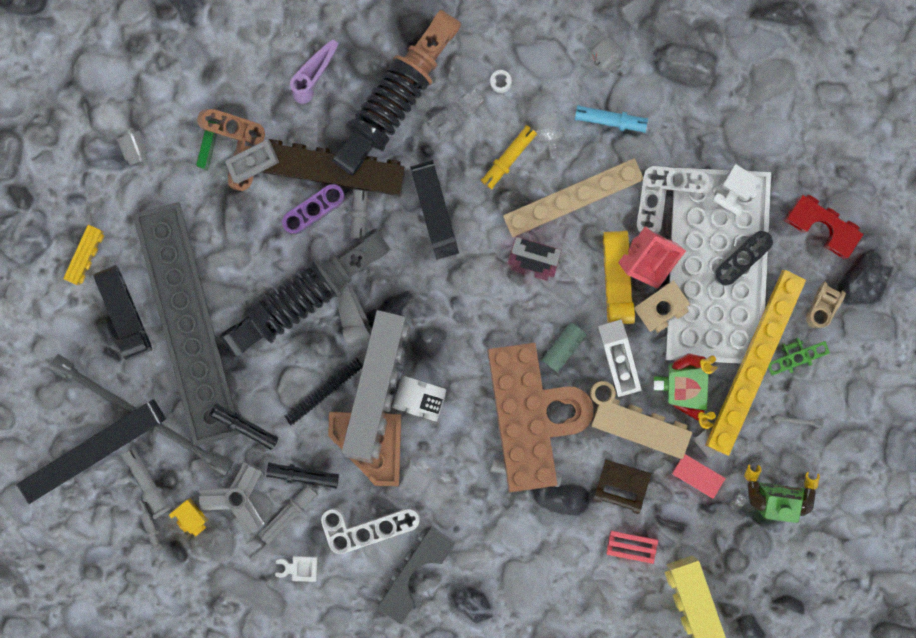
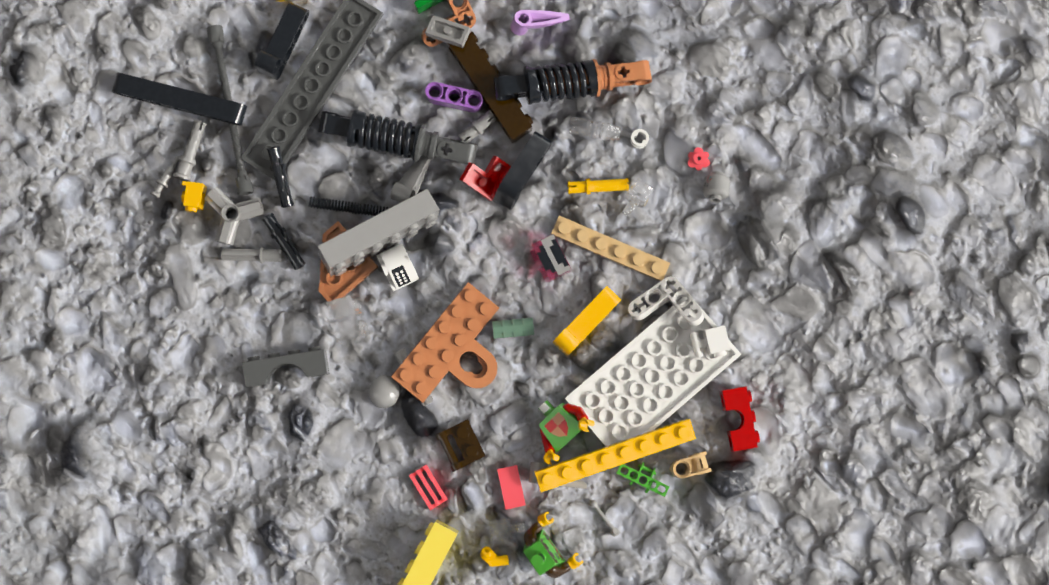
camera: 45 degrees right, 5 degrees down
(302, 569) = (224, 294): white plate -> none
(372, 526) = (291, 313): white beam -> none
(416, 248) = (485, 181): none -> red plate
(514, 509) = (384, 391): none -> light grey hair
(566, 53) = (698, 164): none -> coral plant
(612, 119) = (680, 226): medium azure pin -> none
(619, 358) = (537, 366): white brick -> none
(638, 427) = (506, 419): tan hinge -> none
(648, 308) = (585, 356): tan brick -> none
(651, 257) = (618, 328): coral brick -> none
(744, 549) = (492, 559): none -> yellow arm
(751, 241) = (657, 380): black beam -> none

